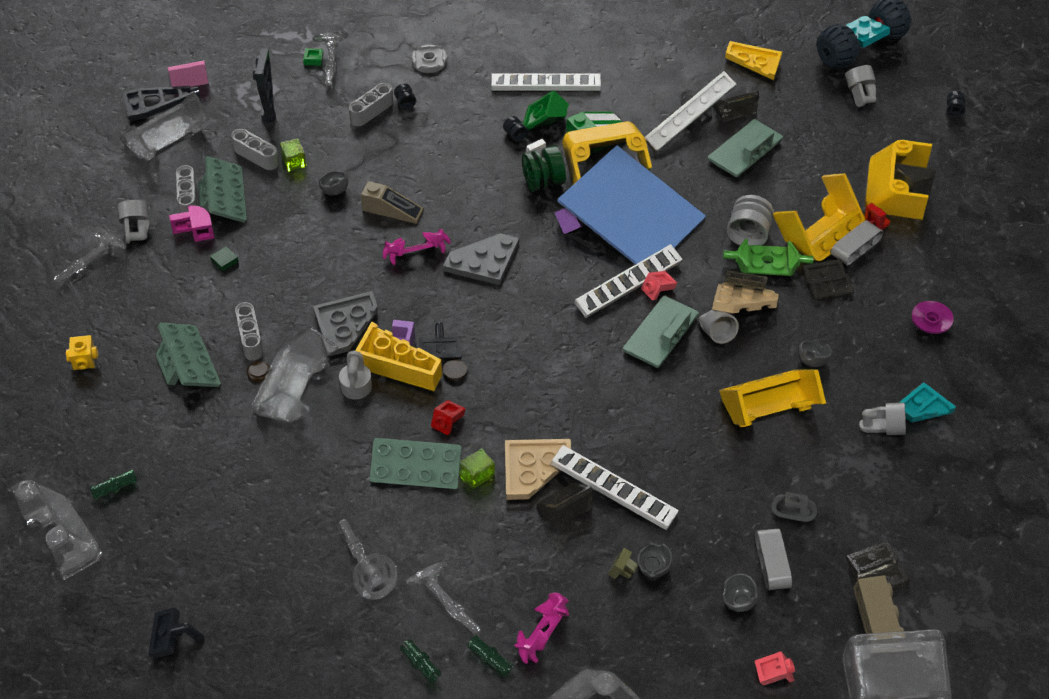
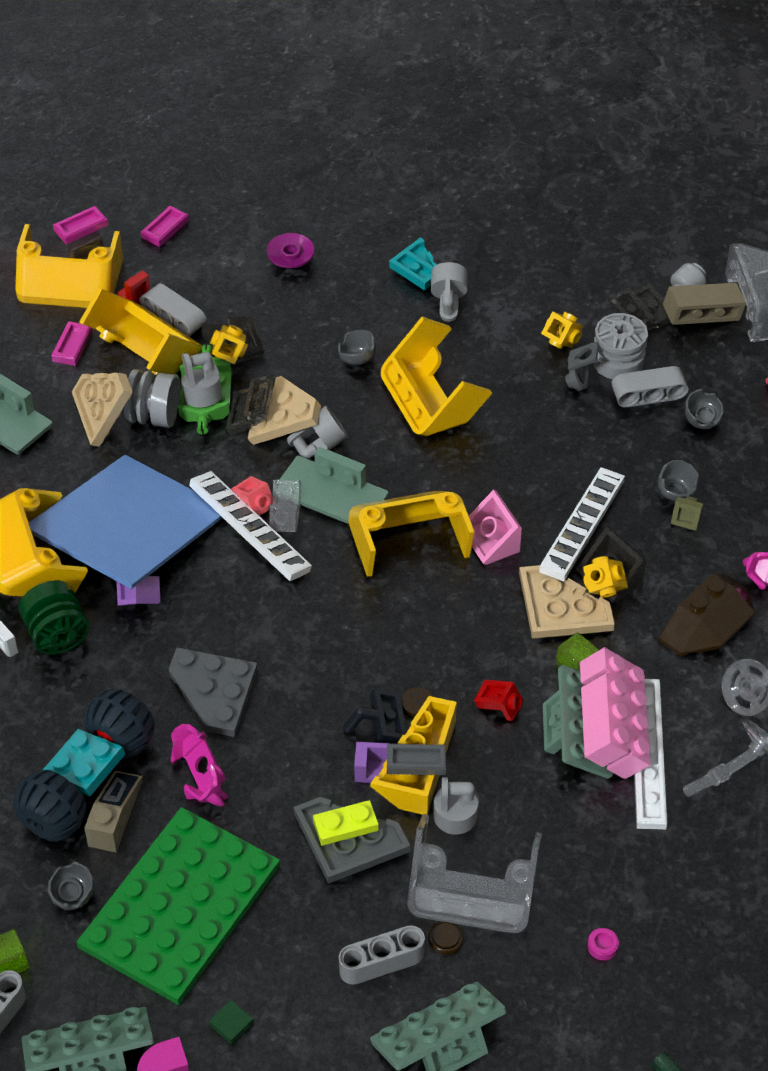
camera: 95 degrees left, 0 degrees up
(231, 457) = (603, 944): none -> dark pink tile
(315, 238) = (178, 905): none -> green plate
(350, 314) = (345, 823): none -> neon yellow plate
(384, 345) = (416, 759): none -> dark grey tile
(387, 506) = (650, 782): none -> white tile
(412, 475) = (614, 713): none -> bright pink piece
(443, 193) = (51, 798): none -> black plate
(513, 568) = (708, 616): none -> dark brown wedge
(546, 486) = (605, 577): none -> yellow brick
(612, 429) = (495, 530): none -> bright pink slope
(629, 389) = (408, 510): none -> yellow windscreen
(641, 302) = (286, 505): none -> clear slope
(739, 189) = (100, 402): none -> tan plate
(761, 243) = (202, 385): none -> light grey piece
(807, 265) = (229, 351): none -> yellow brick
(814, 186) = (71, 343): none -> dark pink tile
(816, 535) = (621, 344): none -> light grey wheel
(838, 496) = (562, 329): none -> yellow brick
(914, 609) = (689, 275): none -> light grey head
(923, 168) = (80, 225): none -> dark pink tile
(961, 243) = (164, 226): none -> dark pink tile

